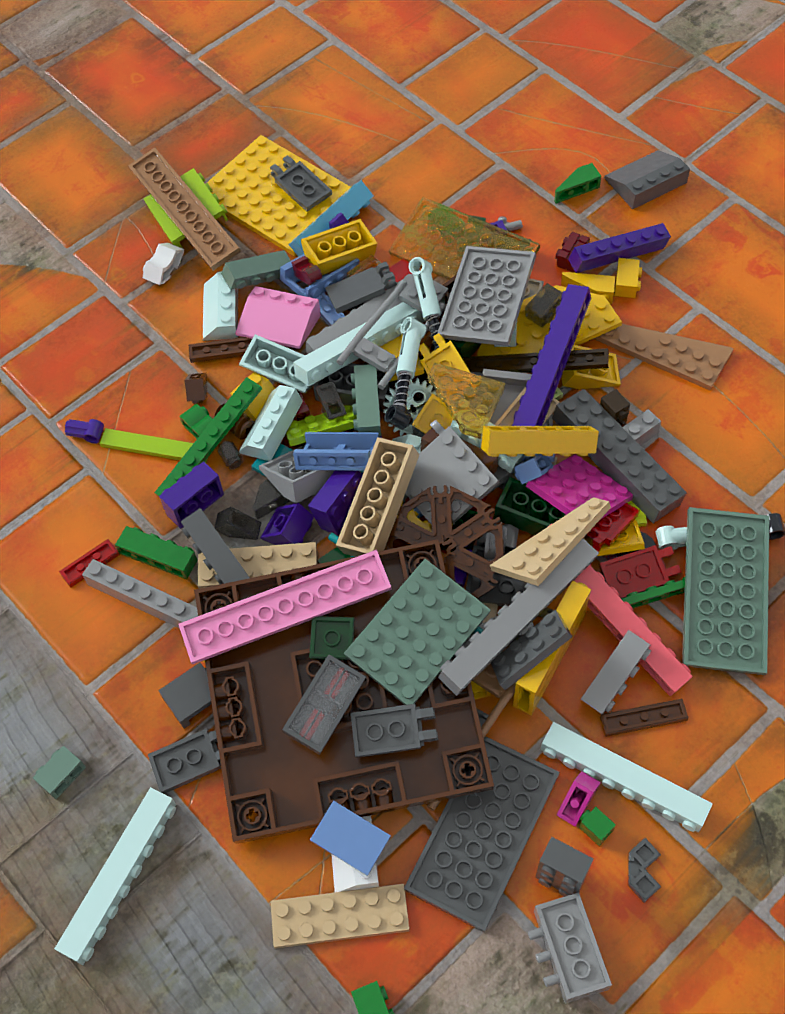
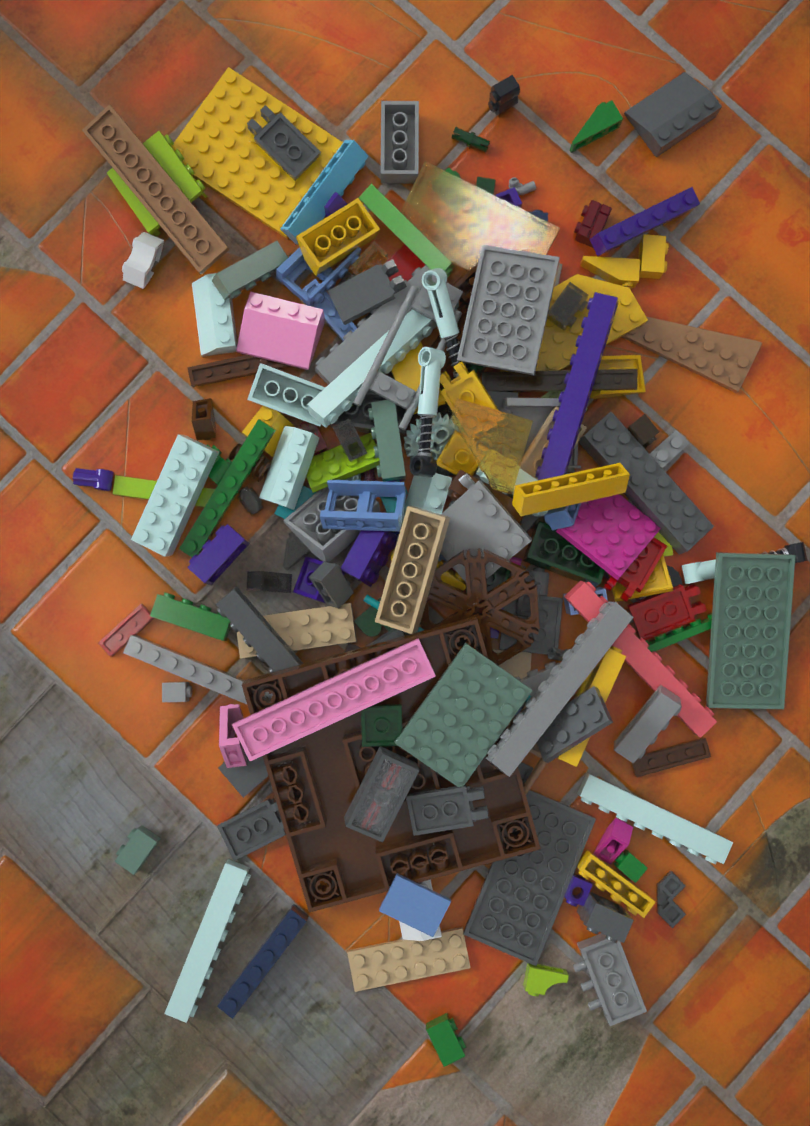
camera: 10 degrees left, 25 degrees up
(128, 619) = (176, 691): none -> light grey brick
(158, 441) = (174, 495): none -> light aqua brick
(174, 901) = (262, 961): none -> dark blue brick
(175, 658) = (229, 745): none -> bright pink panel
(298, 520) = (331, 584): none -> dark grey brick
(306, 271) = (305, 273): dark red leg -> none
(396, 242) = (405, 230): none -> bright green brick
(401, 186) = (399, 141): none -> light grey brick
(465, 189) = (470, 139): none -> dark green pin
(490, 944) = (542, 977): none -> lime arch
(496, 156) = (504, 95): none -> black brick
(535, 838) = (578, 881): none -> dark purple brick
(545, 550) = (582, 617): tan wing -> none
(563, 827) = (620, 888): none -> yellow brick

